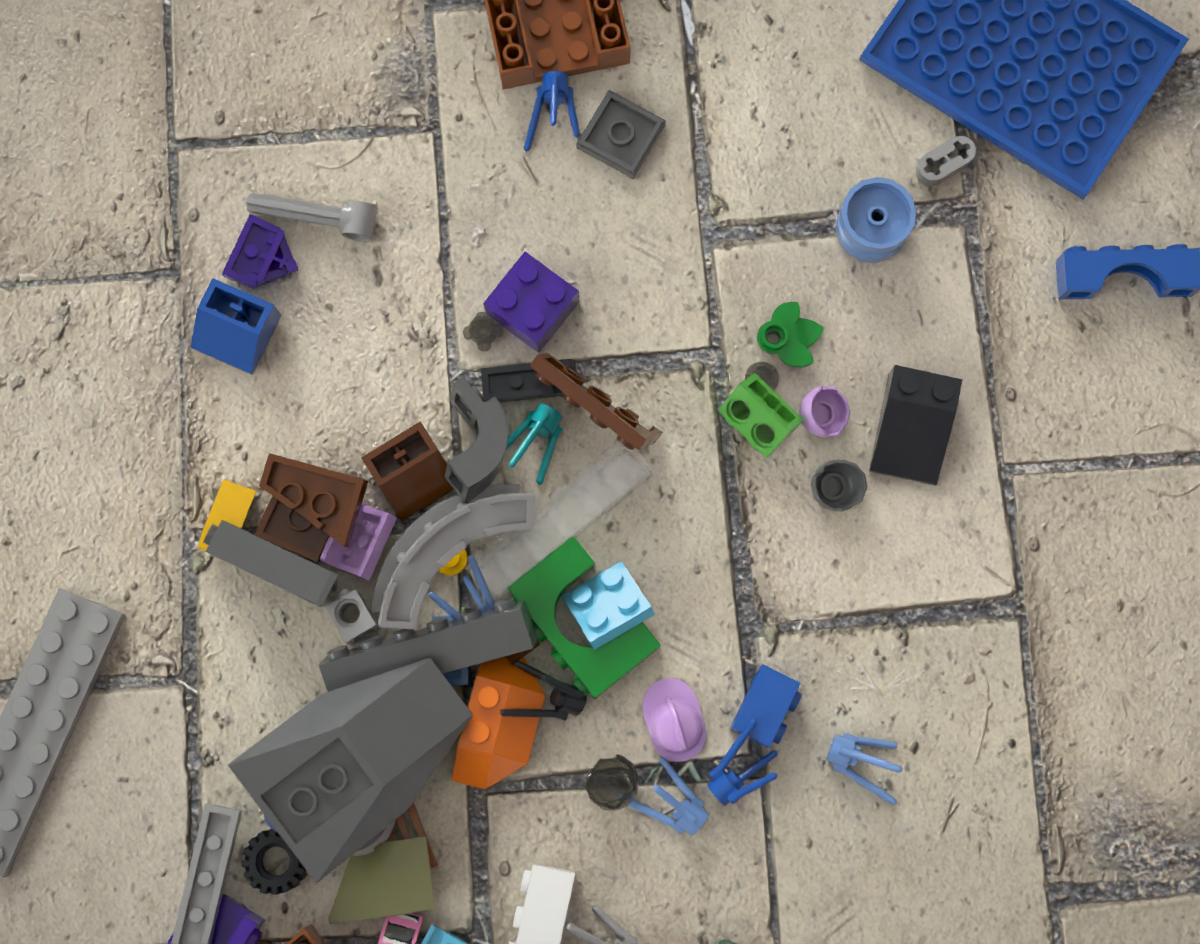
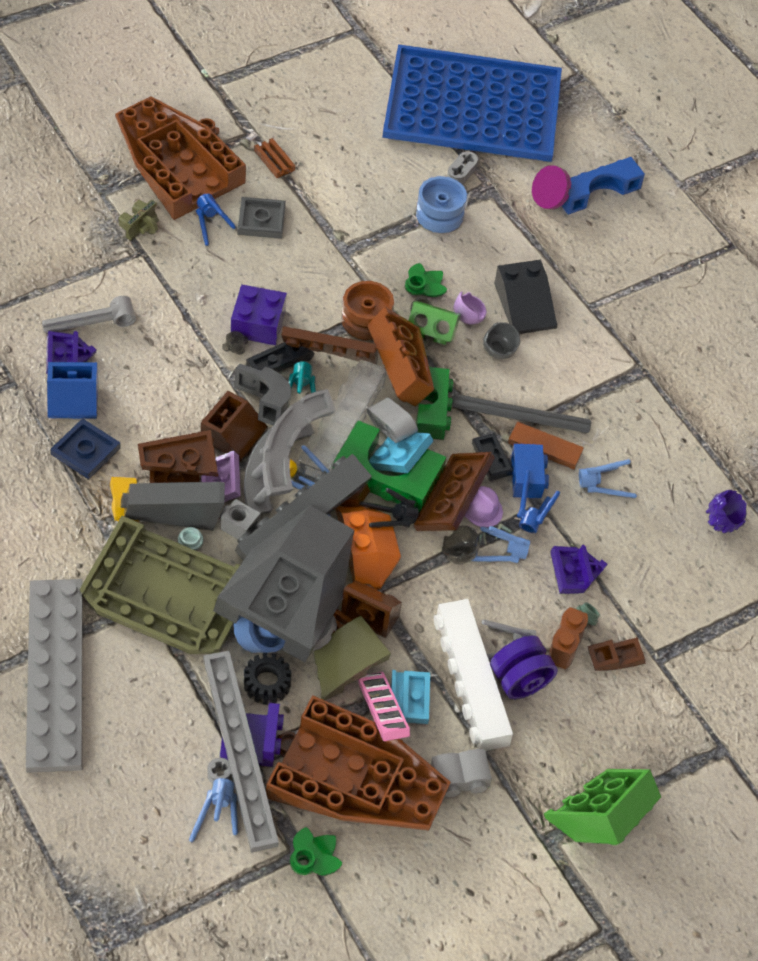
camera: 35 degrees left, 25 degrees down
(208, 669) = (160, 589): none -> olive slope
(214, 419) = (85, 448): none -> dark blue plate
(281, 613) = (191, 538): none -> light aqua plate
(450, 822) = (375, 607): none -> reddish brown slope
(453, 81) = (142, 221): none -> olive hips
(617, 556) = (392, 420): none -> light grey beam
(646, 698) = (454, 491): none -> reddish brown tile
(682, 463) = (402, 355): none -> dark orange wedge
(686, 13) = (278, 157): none -> dark orange tile
(694, 347) = (361, 304): none -> dark orange wheel
(712, 518) = (433, 417): none -> green arch
(730, 660) = (500, 466): none -> black plate
(750, 879) = (575, 568): none -> dark purple slope
(808, 607) = (521, 413): none -> dark grey axle
(814, 672) = (555, 448): none -> dark orange tile
(998, 896) = (727, 511): none -> dark purple hair
(1050, 254) = (551, 187): none -> magenta tile

